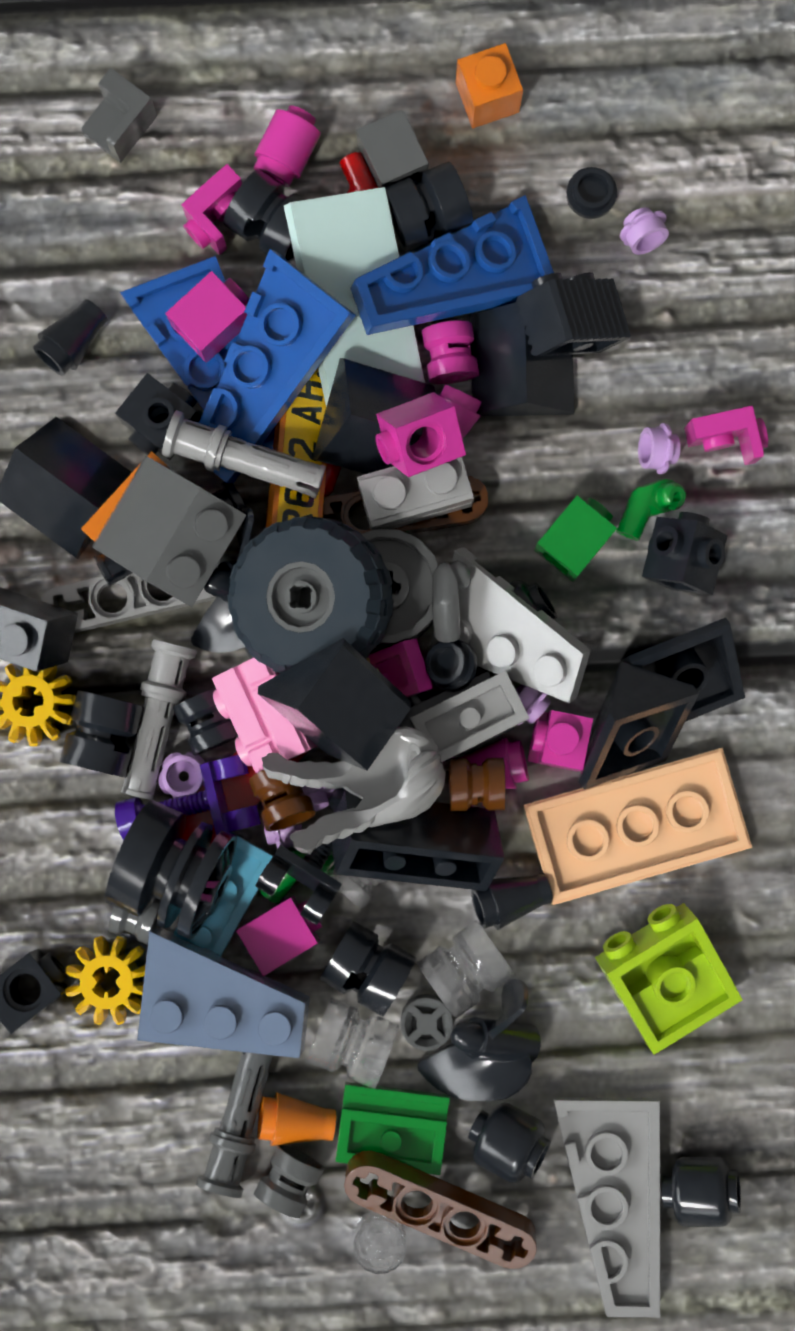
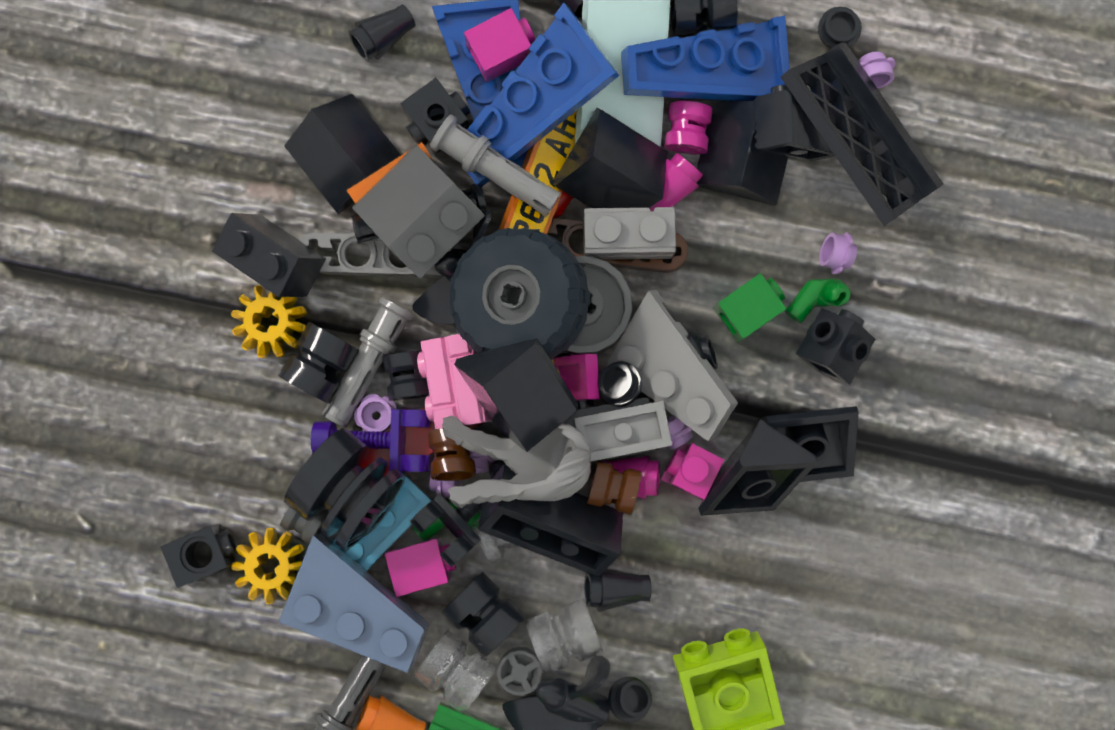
camera: 10 degrees right, 0 degrees up
(440, 436) = (657, 200): dark pink brick -> none
(445, 599) = (629, 329): dark grey arm -> none
(559, 1020) = (629, 699): none -> black plate
(637, 826) = (736, 557): light nougat tile -> none
(669, 304) = (876, 132): none -> black fence
(719, 430) = (891, 250): dark pink bracket -> none

